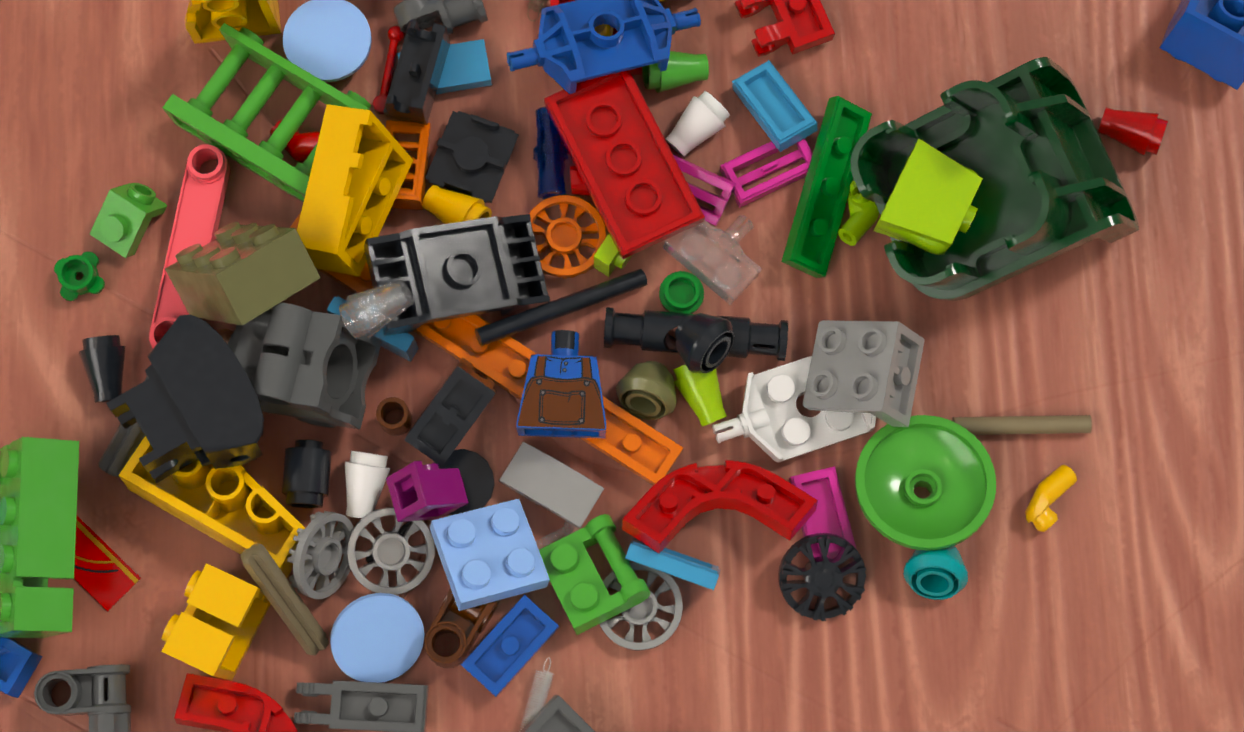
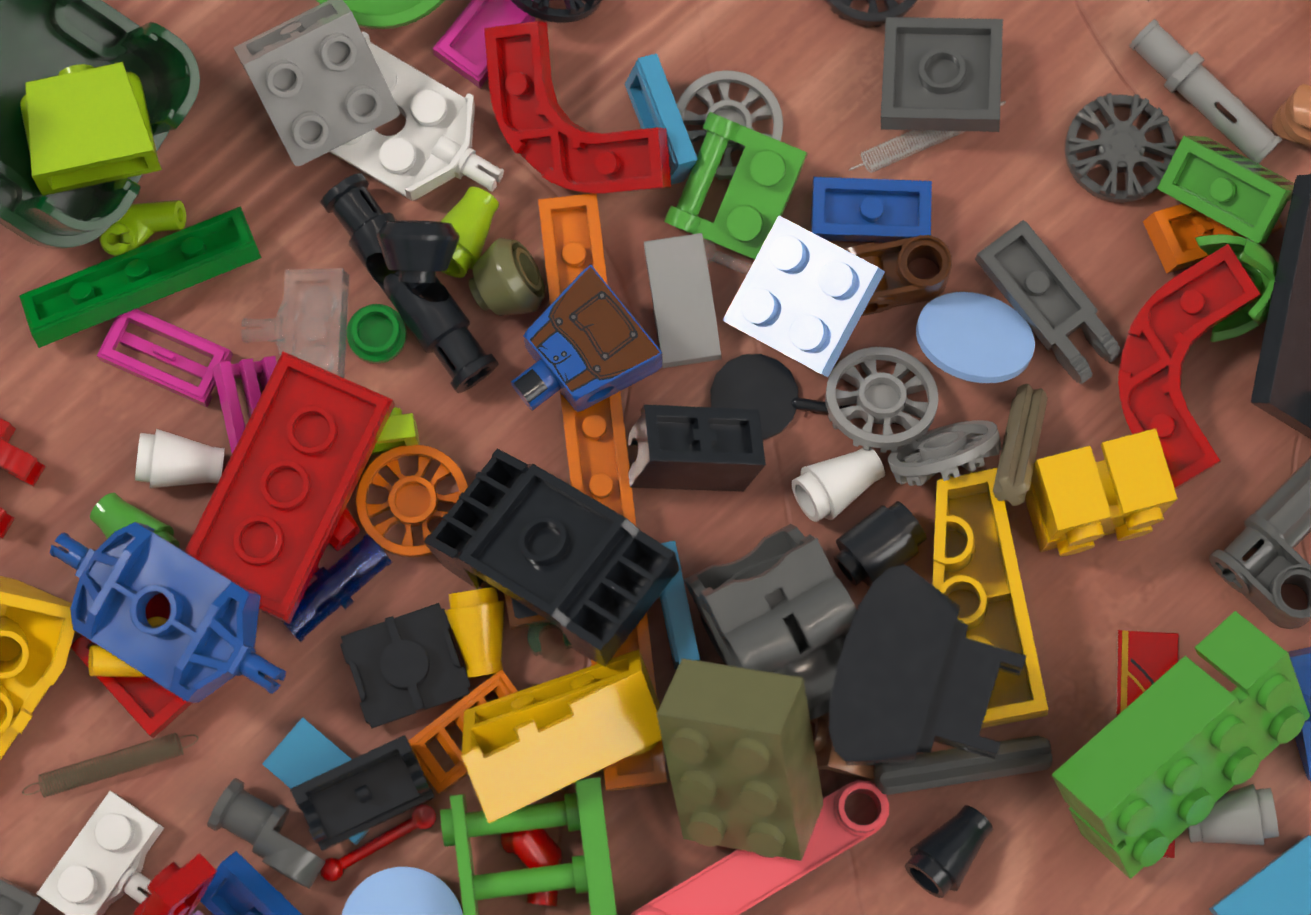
camera: 130 degrees left, 0 degrees up
(374, 308) = (667, 573): clear cone -> none
(391, 404) = (750, 492): reddish brown hinge -> none
(426, 491) = (798, 400): magenta brick -> none
(560, 307) = (493, 435): black bar -> none
(774, 106) = (91, 398): dark azure tile -> none

